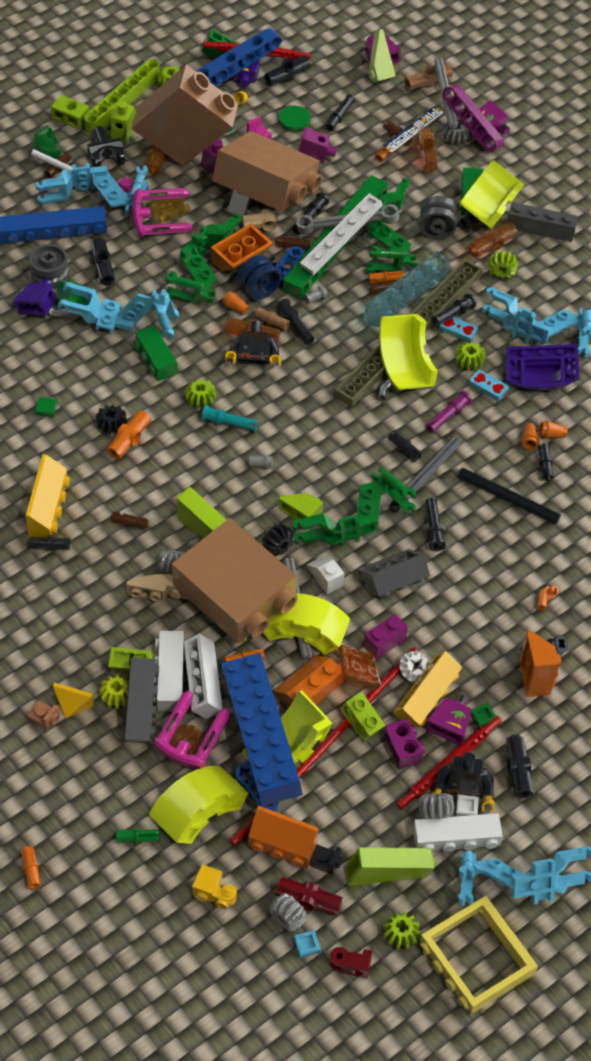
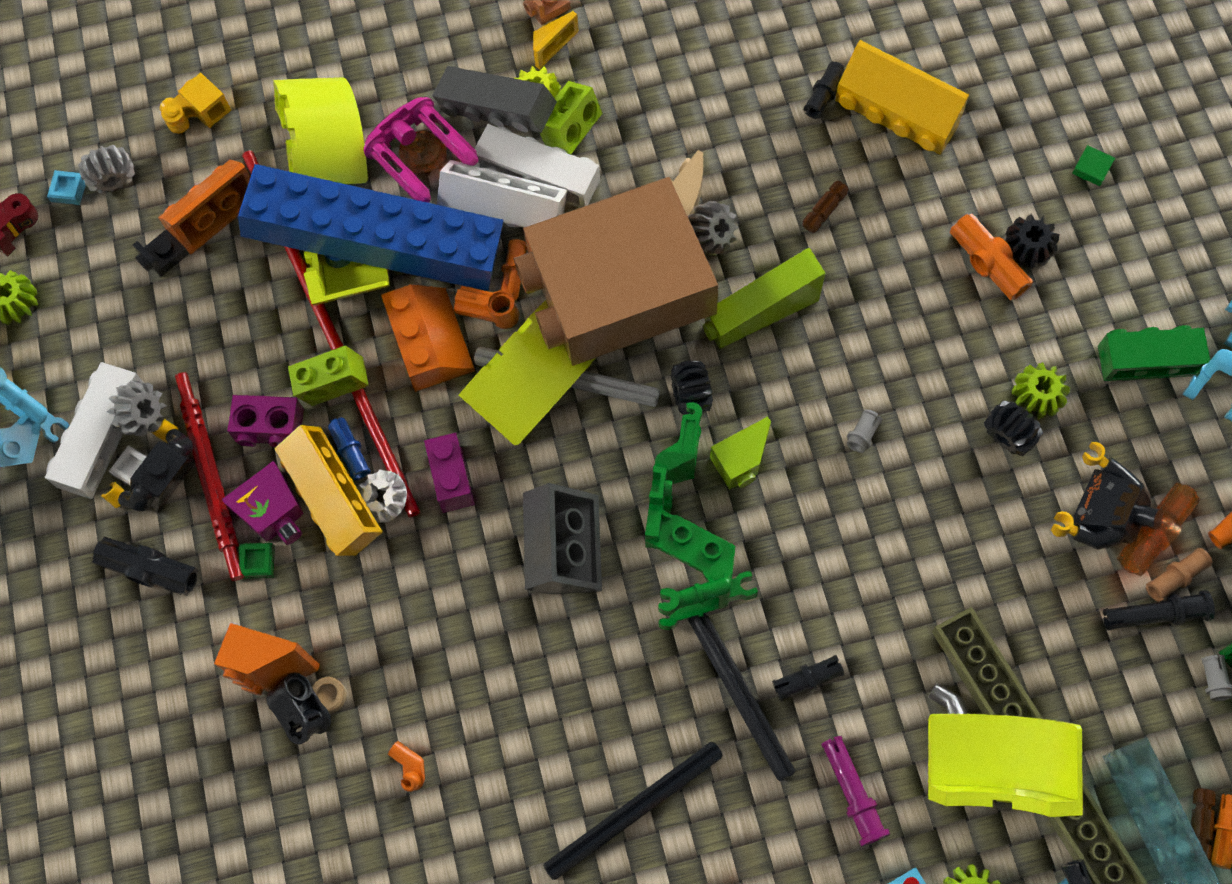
camera: 120 degrees right, 15 degrees up
(137, 835) = (316, 49): green axle -> none
(220, 417) = (978, 407): teal pin -> none
(230, 396) = (1013, 428): none -> black gear
(275, 660) = (485, 304): none -> orange piece
(310, 896) = (120, 209): dark red piece -> none
(327, 574) = (607, 438): white slope -> none
(359, 666) = (411, 406): clear orange tile -> none
(388, 865) = (96, 316): lime slope -> none
(396, 696) = (348, 449): none -> blue axle
(435, 530) = (611, 644): black pin -> none

